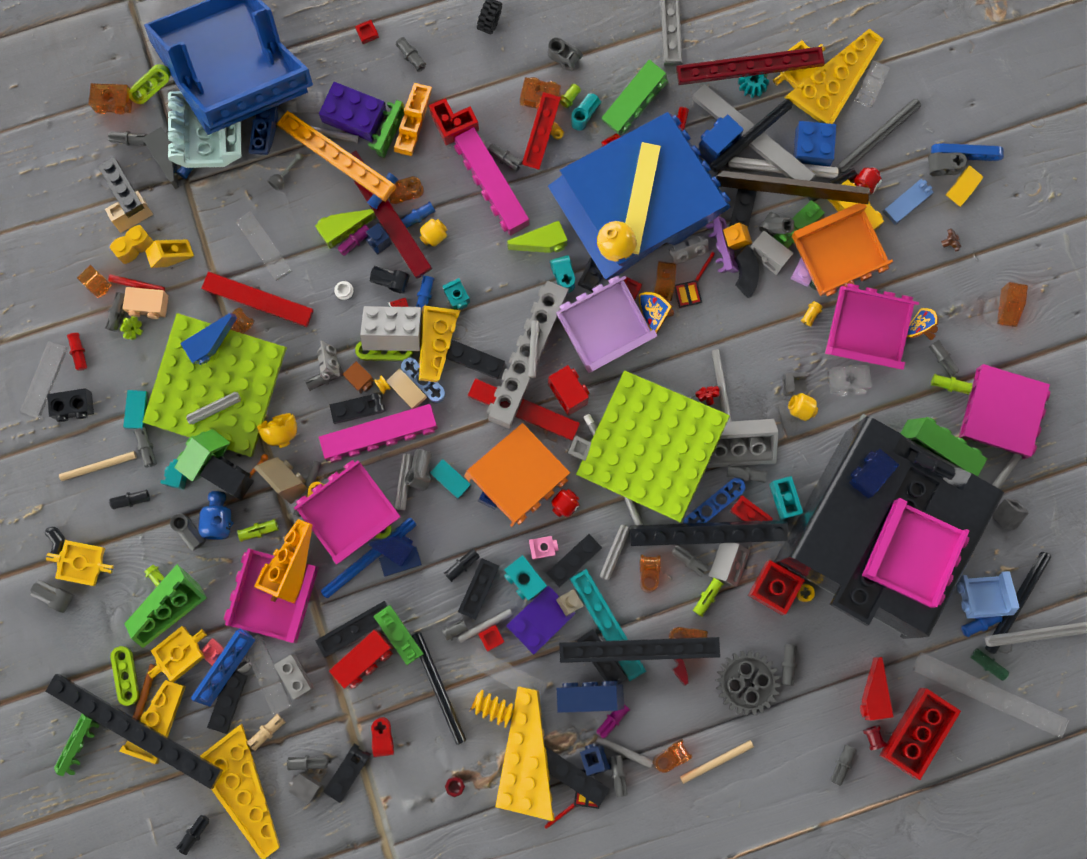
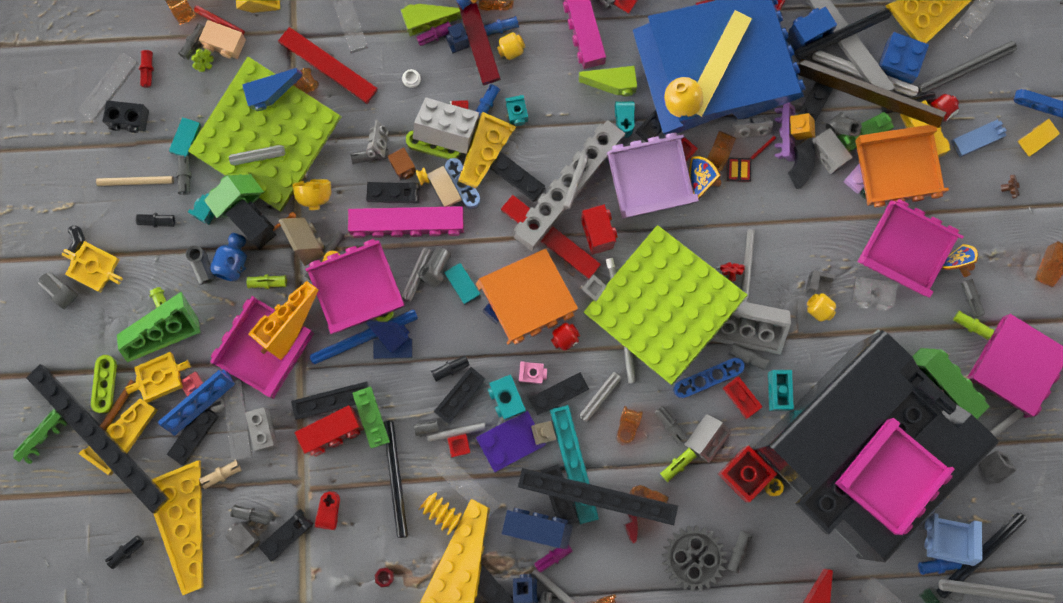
camera: 15 degrees right, 0 degrees up
(394, 280) = (462, 82): black piece -> none
(709, 533) = (696, 403): black plate -> none
(811, 314) = (858, 217): yellow pin -> none
(873, 473) = (873, 387): clear blue brick -> none
(946, 163) = (1026, 111): dark grey piece -> none

